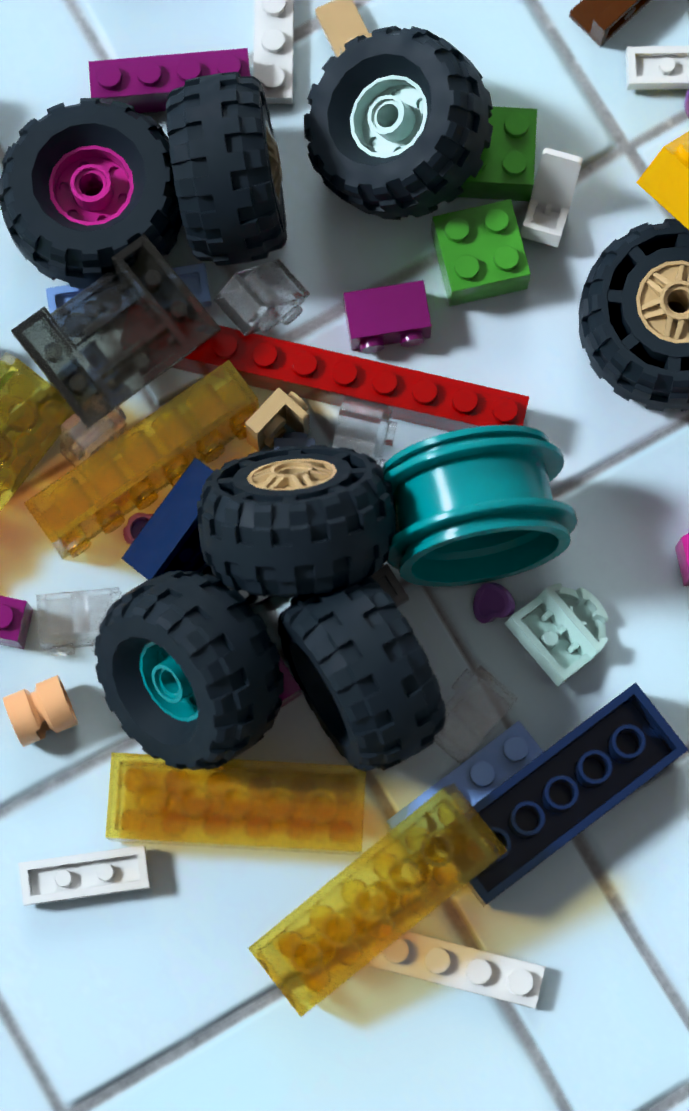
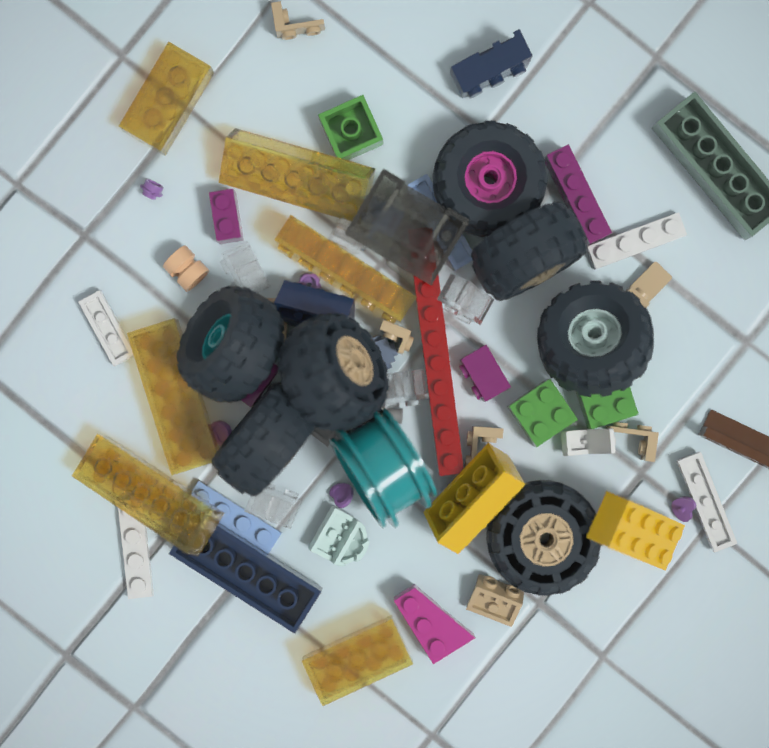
camera: 70 degrees right, 10 degrees up
(321, 751) = (221, 431): none -> medium lavender piece
(483, 371) = (488, 435): none -> tan bracket
(575, 392) = (473, 498): none -> yellow brick
(589, 117) = (647, 446): none -> tan bracket

